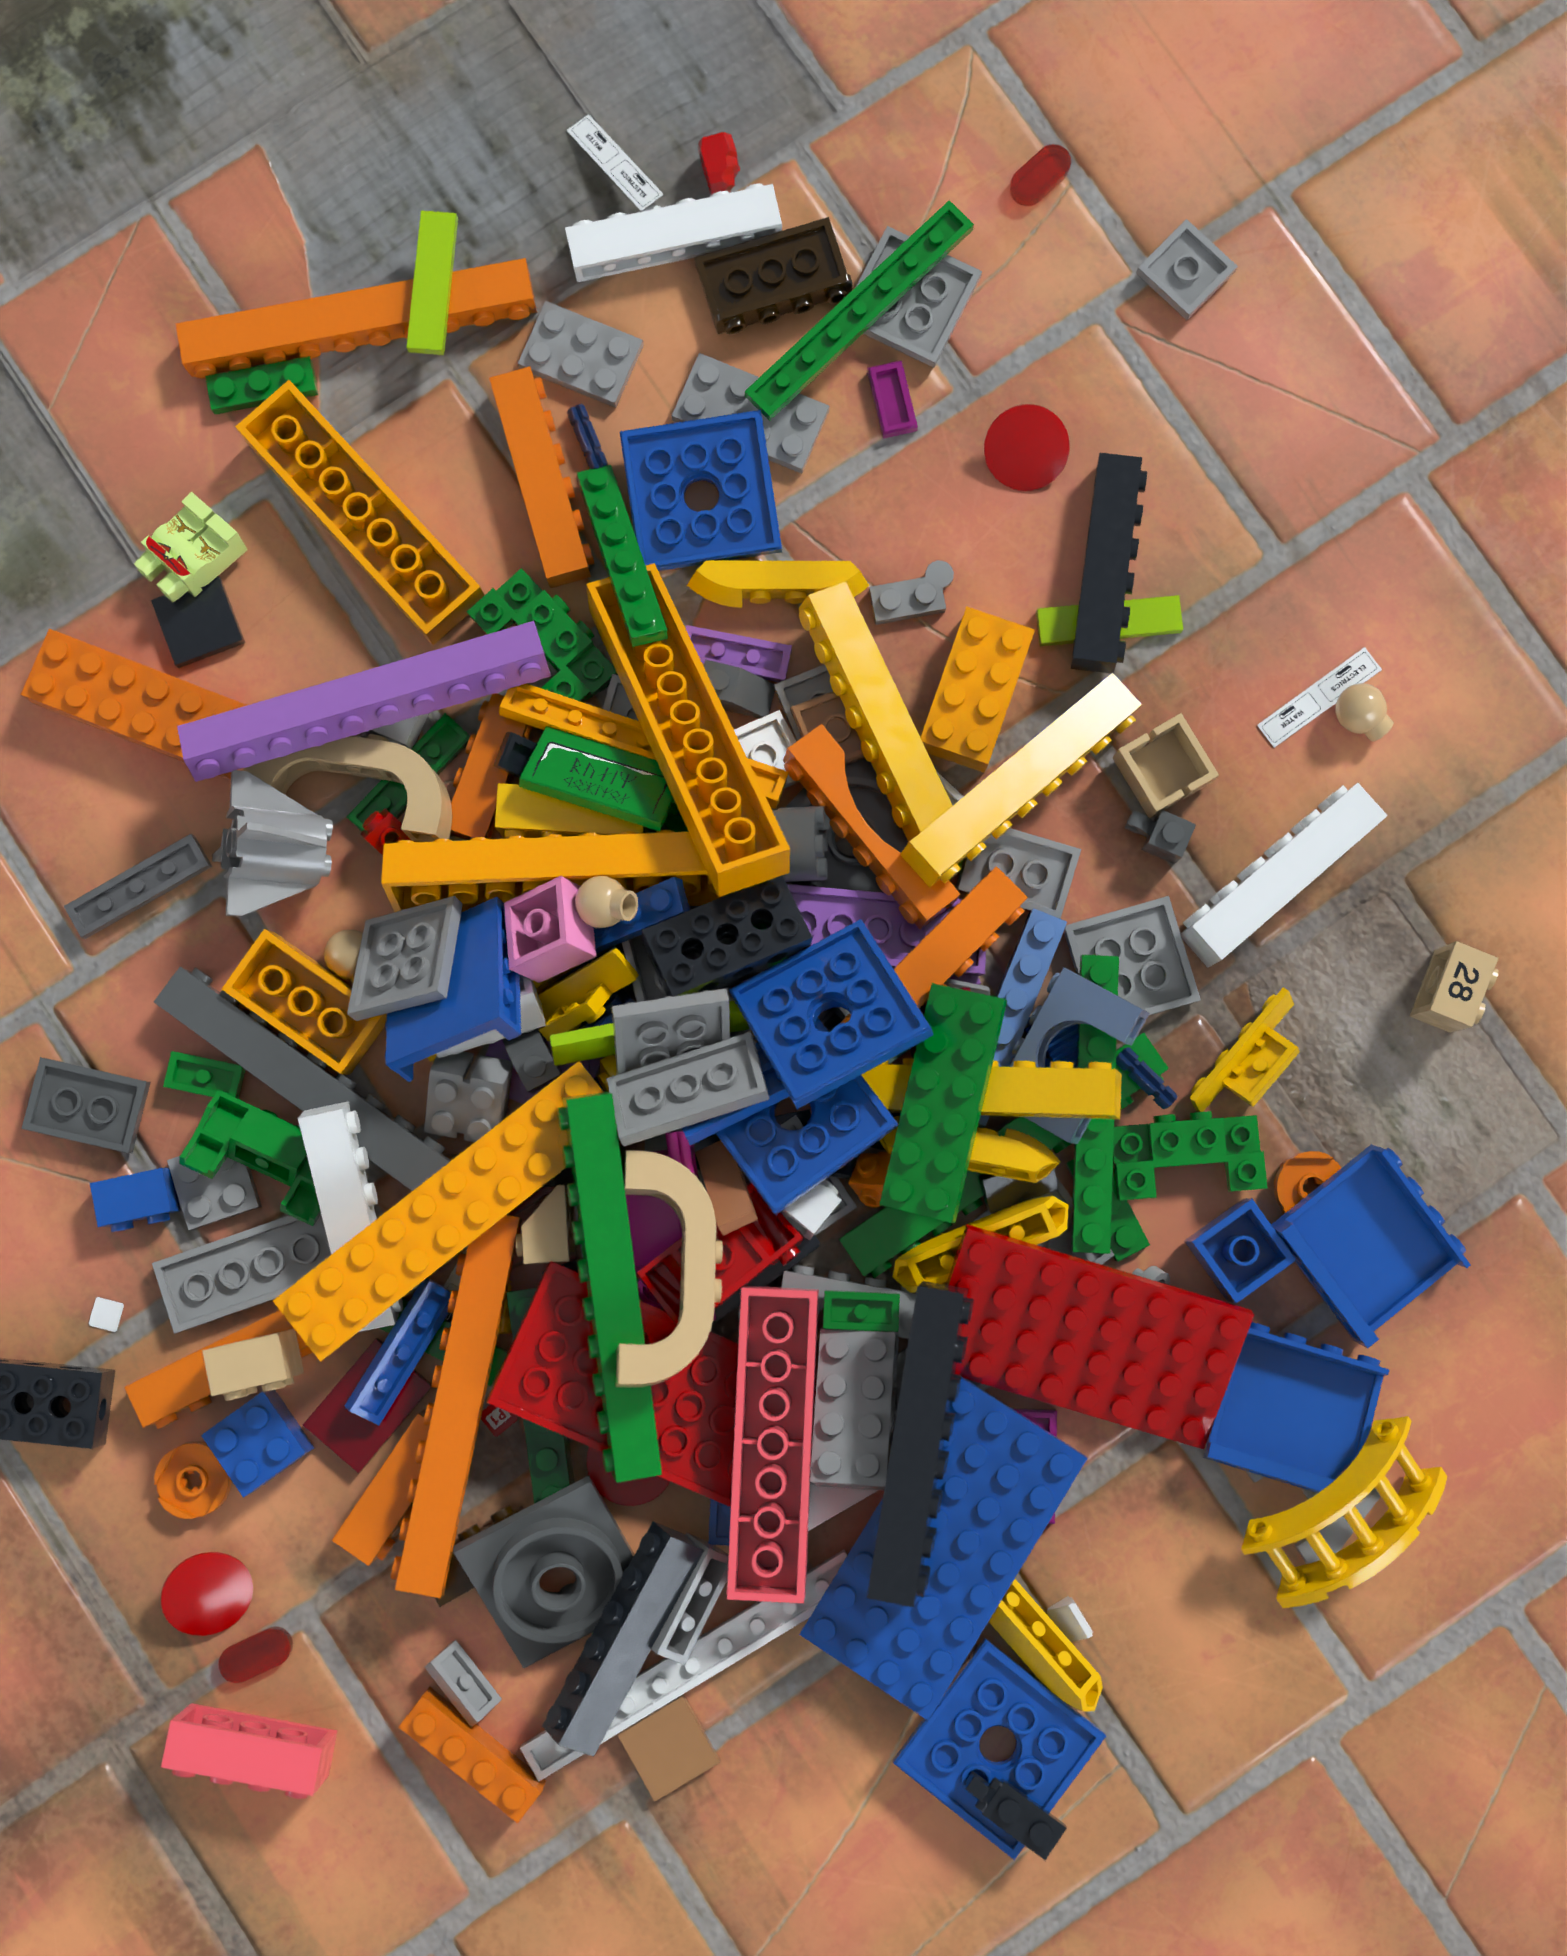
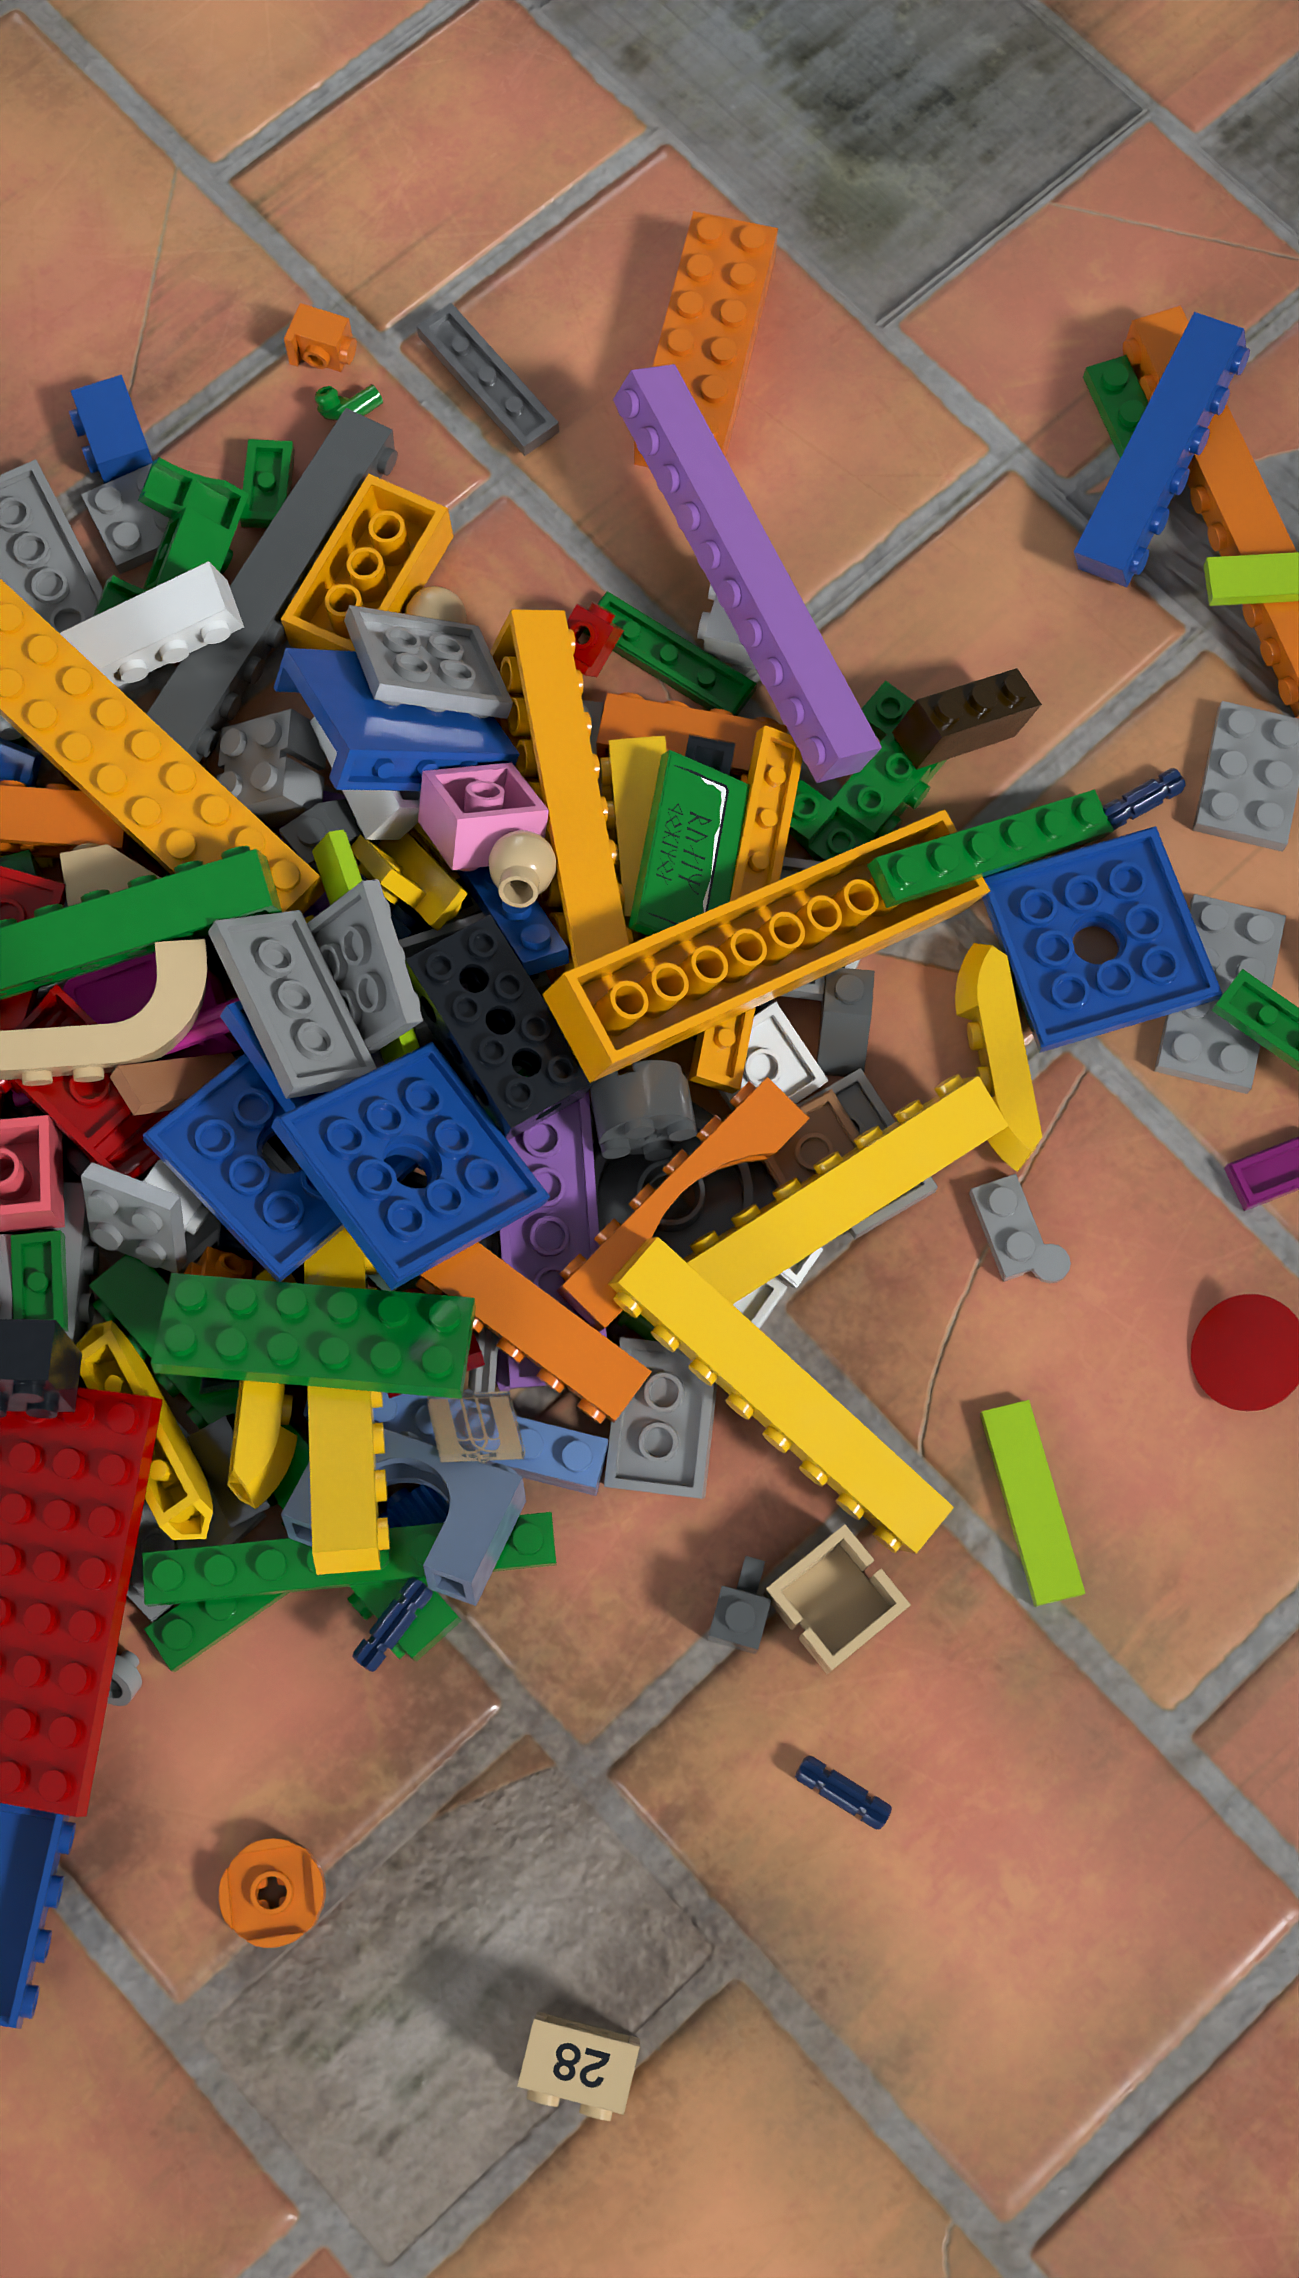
camera: 80 degrees right, 10 degrees down
(79, 1017) = (320, 339): none -> orange brick
(86, 1105) = (218, 365): dark grey plate -> none
(144, 1005) = (332, 405): none -> green arm
(190, 549) = (904, 366): yellowish green hips -> none
(198, 624) = (822, 395): black tile -> none
(271, 847) = (549, 497): light grey brick -> none
(303, 362) = (1162, 449): none -> blue brick
(360, 512) = (987, 545): light orange brick -> none
(428, 801) = (646, 662): tan arch -> none
(510, 555) = (966, 718): none -> dark brown brick
(540, 476) = (1079, 747): orange brick -> none
(754, 655) = (894, 1018): medium lavender plate -> none
(827, 1232) = (134, 1218): none -> light grey plate
(976, 689) = (901, 1328): light orange brick -> none
(1025, 996) = (476, 1427): none -> clear piece
(1107, 563) = (1109, 1482): black brick -> none
(1150, 953) = (570, 1612): light grey plate -> none
(1187, 1142) = (314, 1701): green bracket -> none
(1240, 1250) = (170, 1794): blue brick -> none
(1253, 1060) = (443, 1782): yellow bracket -> none
(1285, 873) = (707, 1785): white brick -> none
(1292, 785) = (843, 1792): none -> dark blue axle
(1318, 697) = (979, 1819): white sticker -> none
(1363, 710) = (966, 1880): tan piece -> none
(1369, 1242) = (199, 1981): blue panel -> none

